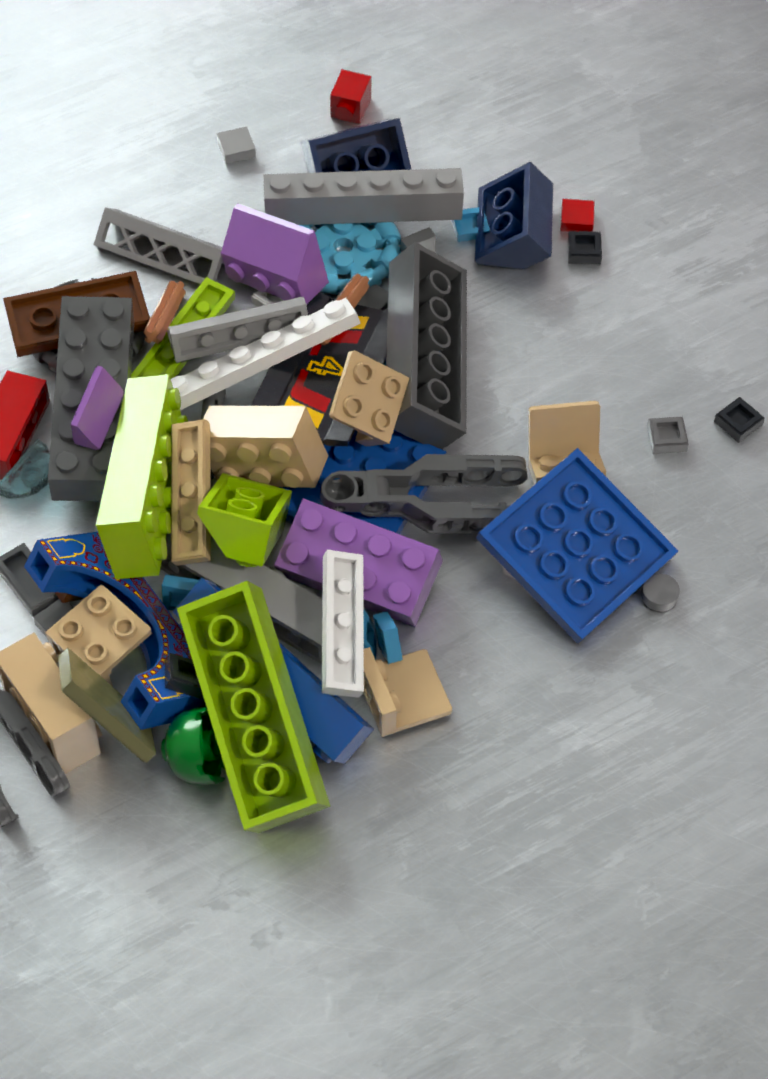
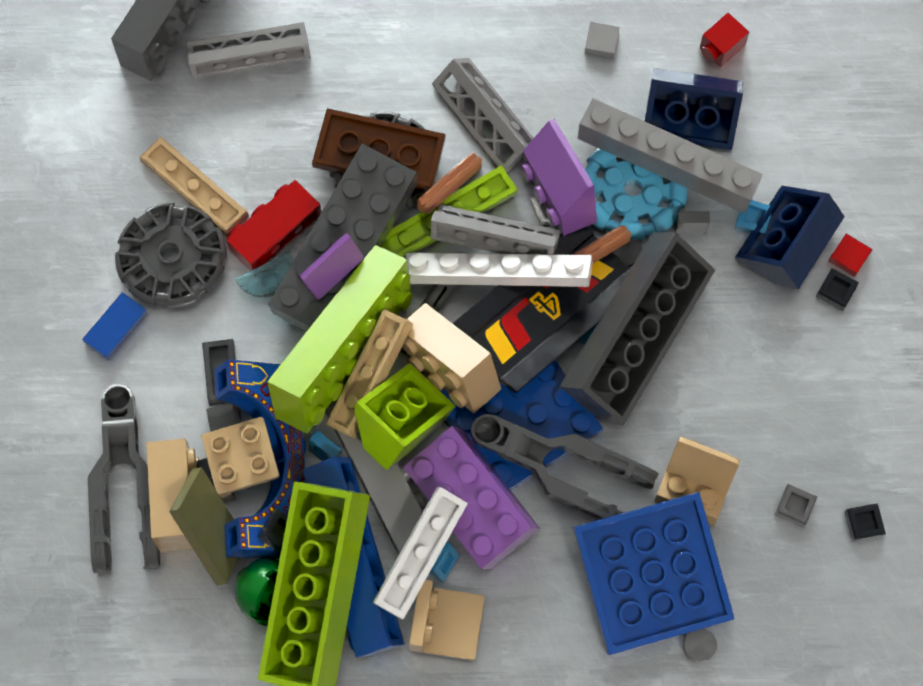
camera: 30 degrees right, 15 degrees up
(368, 399) = (551, 364): tan bracket -> none
(387, 637) = (458, 573): dark azure tile -> none

